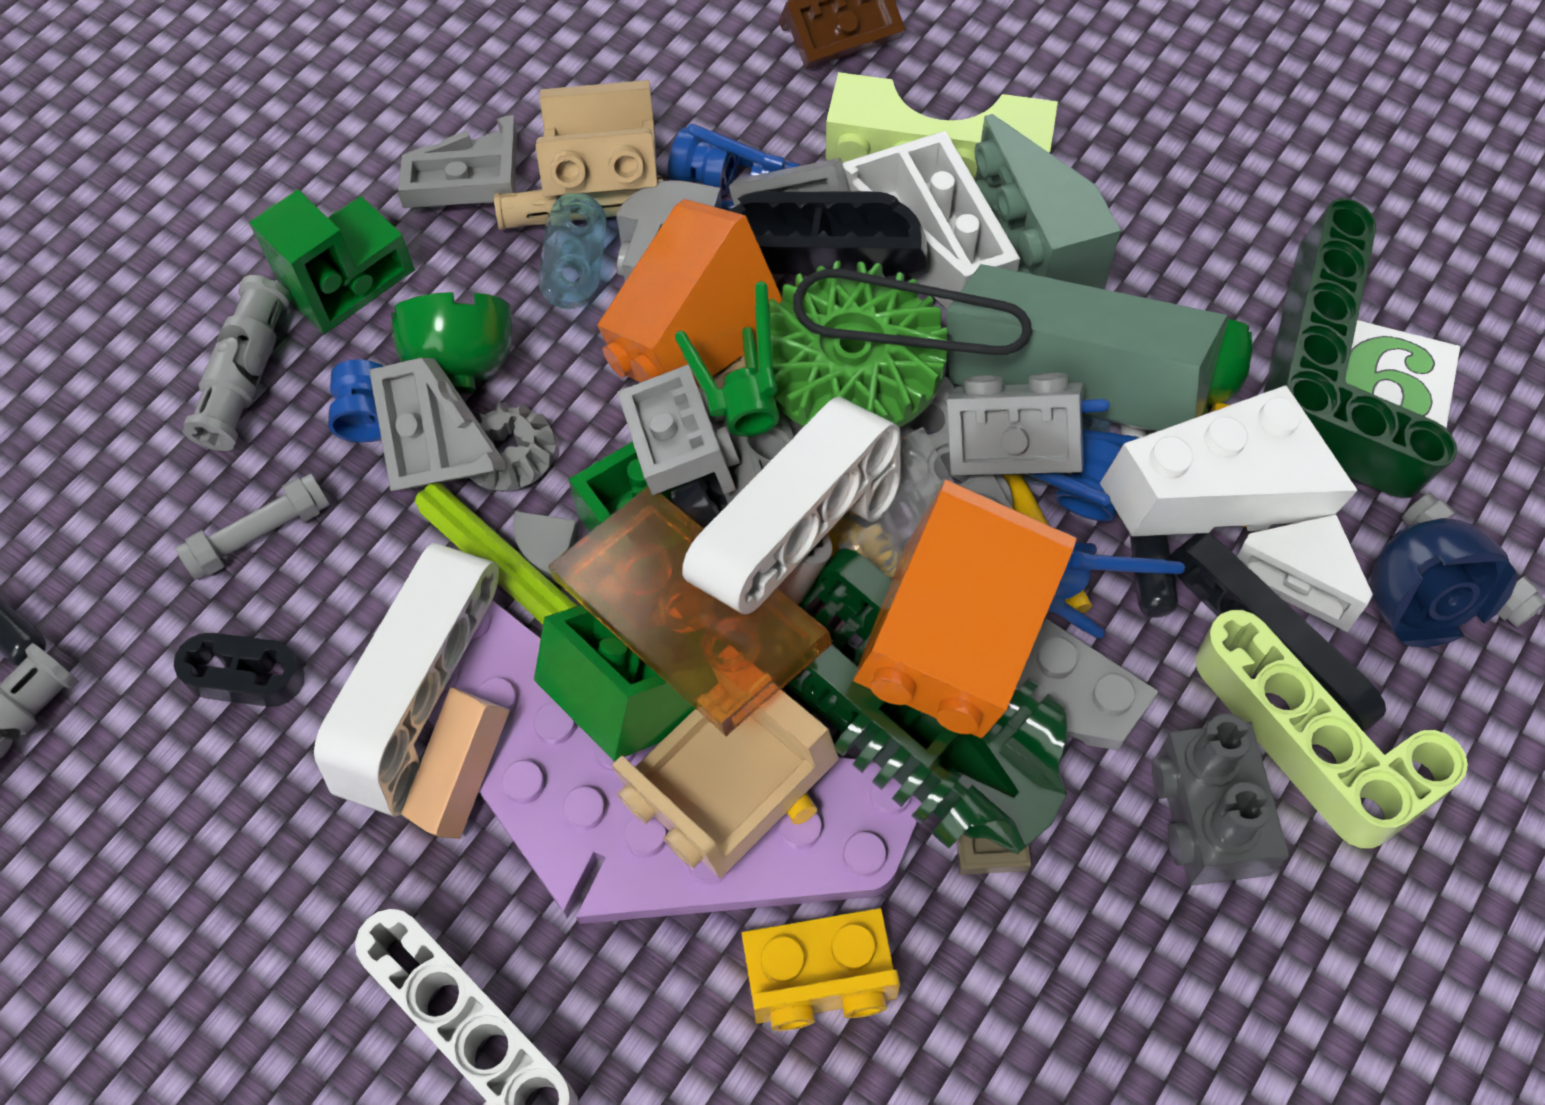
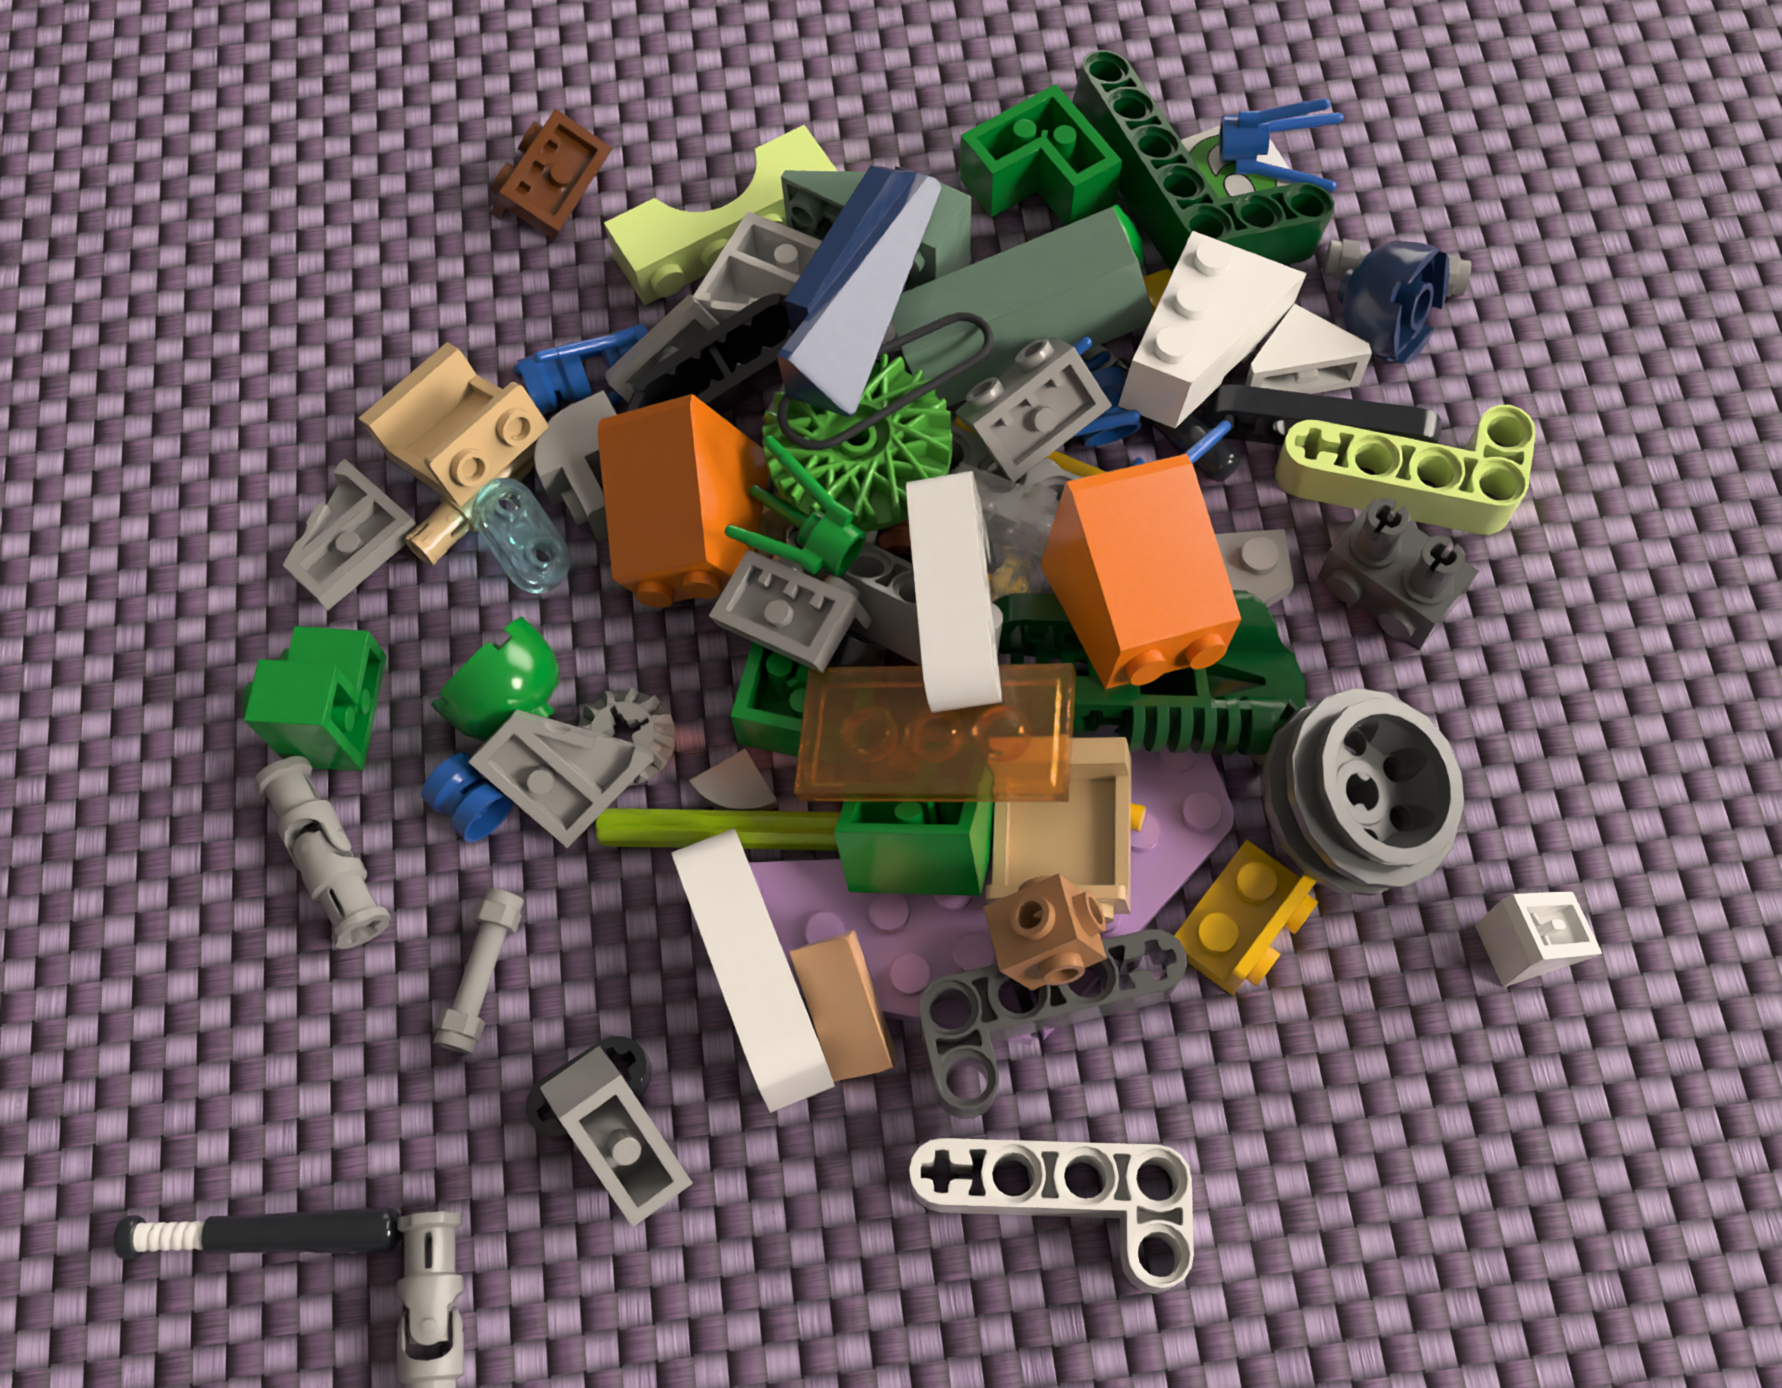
camera: 40 degrees left, 5 degrees up
(201, 708) = (616, 1135): none -> light grey brick
(591, 894) = (1055, 1007): none -> dark grey beam
(613, 822) = (1046, 932): none -> medium nougat brick
(937, 933) = (1366, 816): none -> dark grey wheel
(950, 224) = (853, 287): none -> wedge
(1233, 245) = (1040, 149): none -> green brick
(1430, 354) = (1248, 135): none -> blue plant

